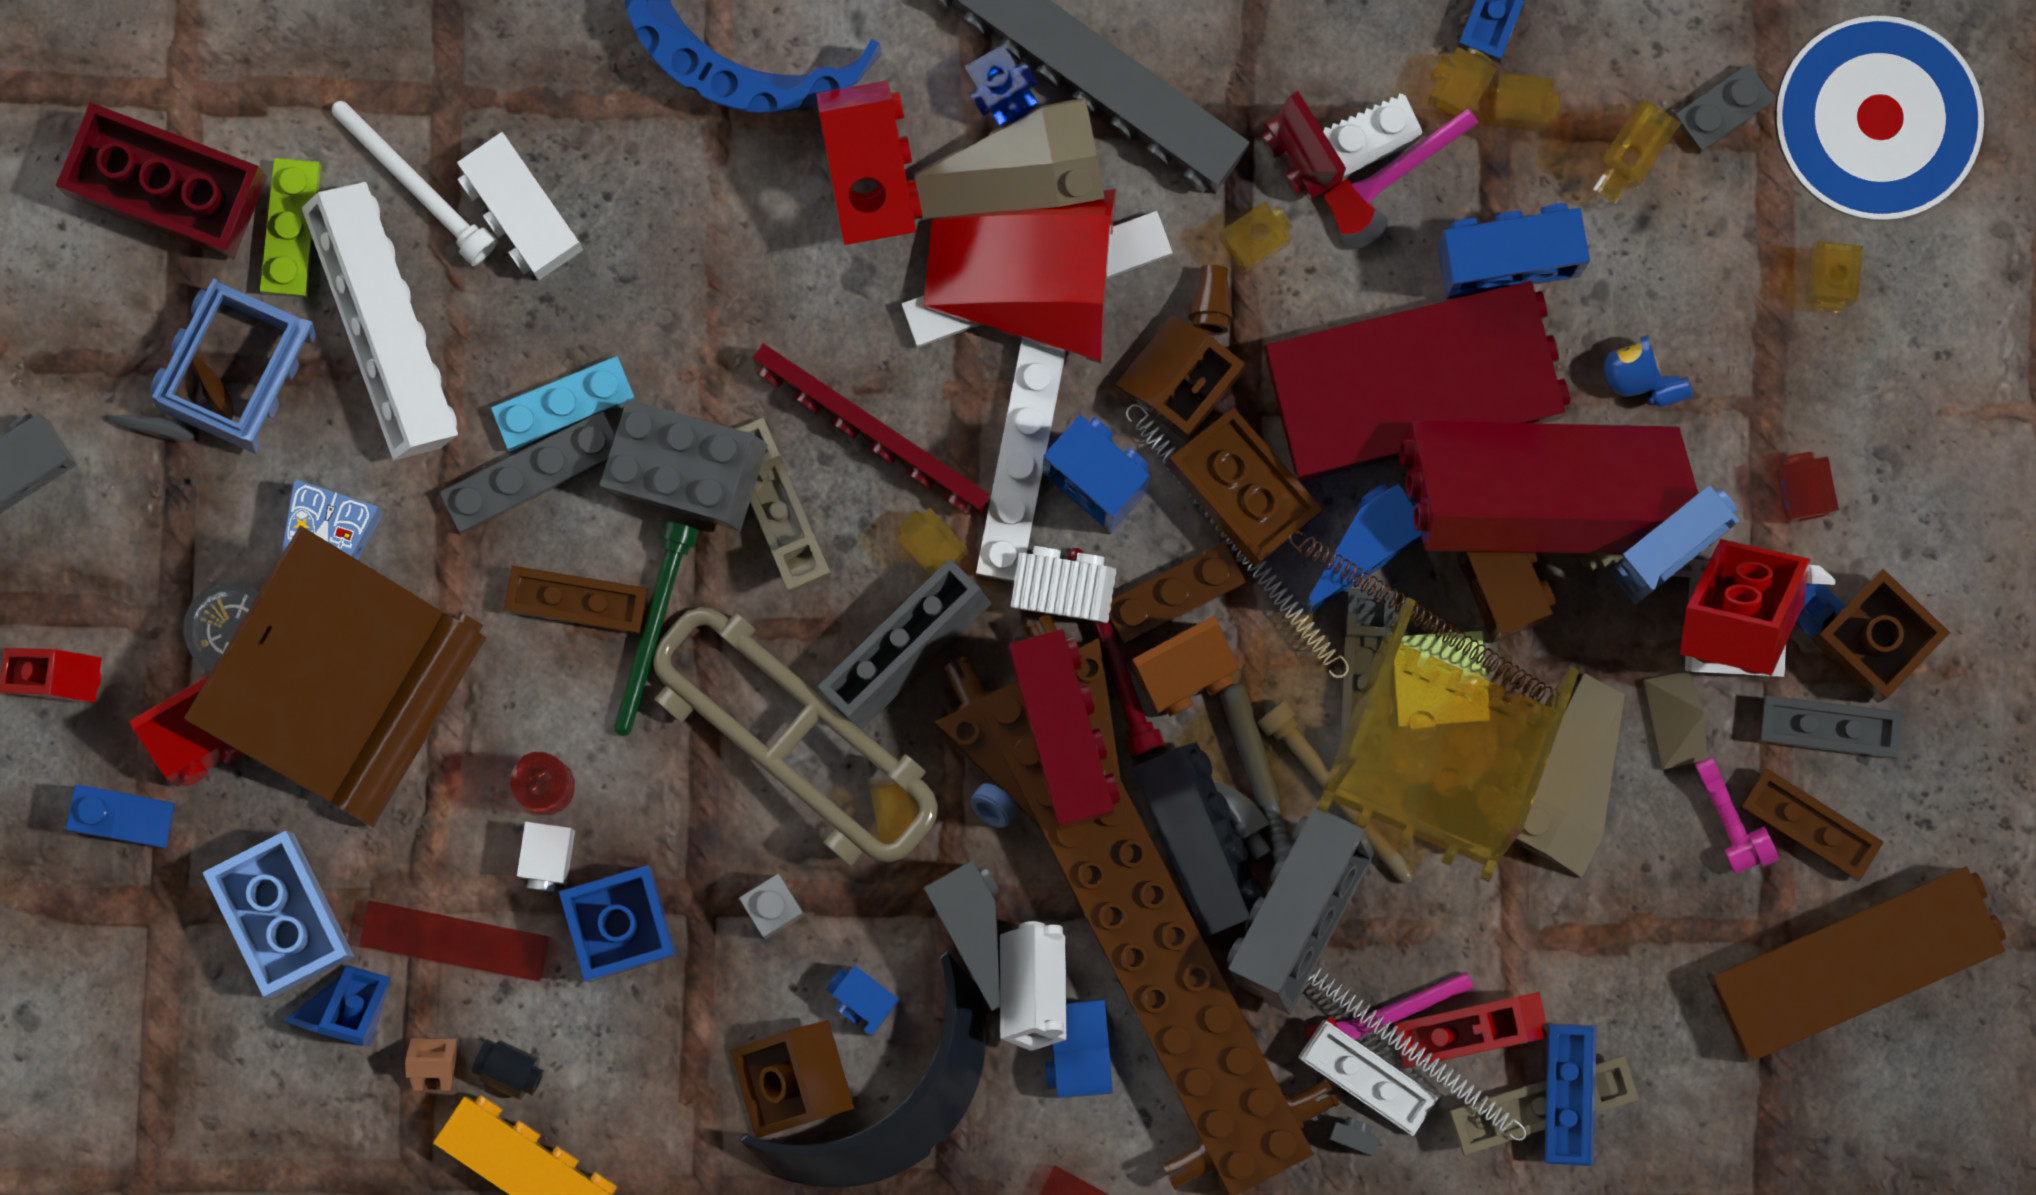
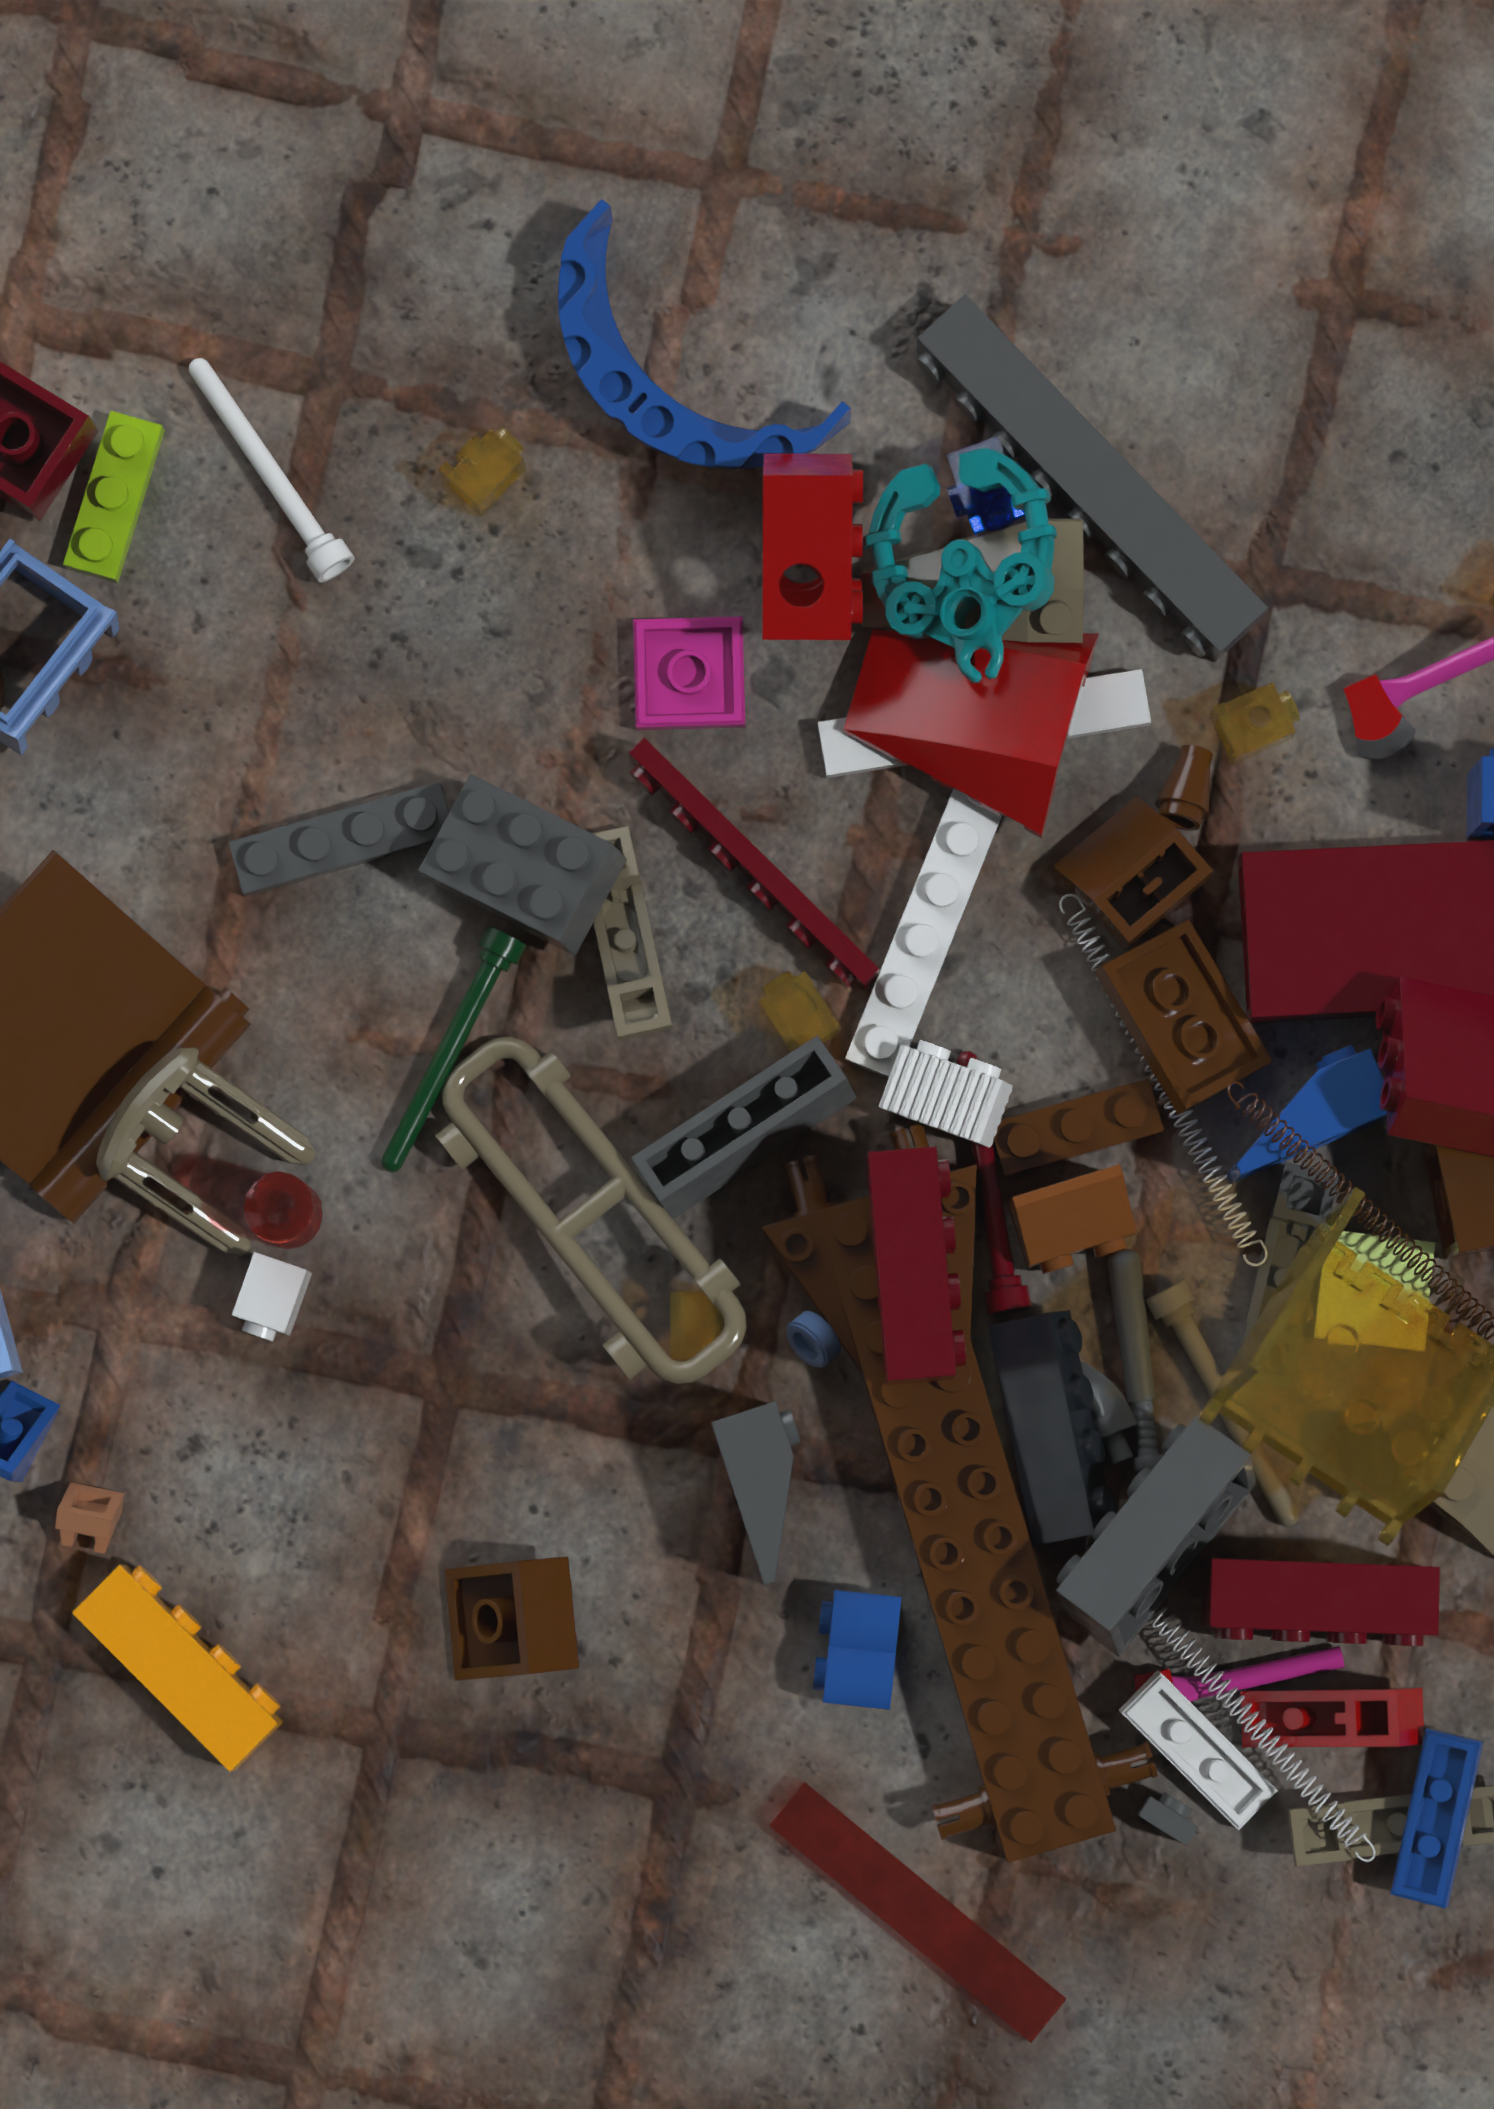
camera: 15 degrees right, 0 degrees up
(332, 517) = (96, 849): medium blue torso -> none
(380, 320) = (197, 625): white brick -> none
(415, 724) = (146, 1111): none -> dark tan piece
(454, 941) = (144, 1377): clear red tile -> none
(508, 1069) = (177, 1541): black brick -> none
(518, 207) = (386, 523): white brick -> none
(562, 403) = (394, 764): medium azure plate -> none
(576, 599) = (365, 1000): reddish brown plate -> none
(590, 148) = (485, 469): none -> clear yellow brick
(618, 924) = (340, 1394): blue brick -> none
(772, 906) = (527, 1408): light grey brick -> none
(789, 283) = (689, 673): none -> dark pink tile
(862, 998) = (613, 1538): blue brick -> none
(913, 1127) = (651, 1700): black windscreen -> none
(1033, 985) = (819, 1563): white brick -> none
(1043, 161) = (965, 579): none -> teal piece
(1097, 472) = (1012, 966): blue brick -> none
(1303, 149) = (1331, 628): dark red slope -> none
(1375, 133) = (1413, 628): white brick -> none
(1443, 934) = (1320, 1597): none -> dark red brick

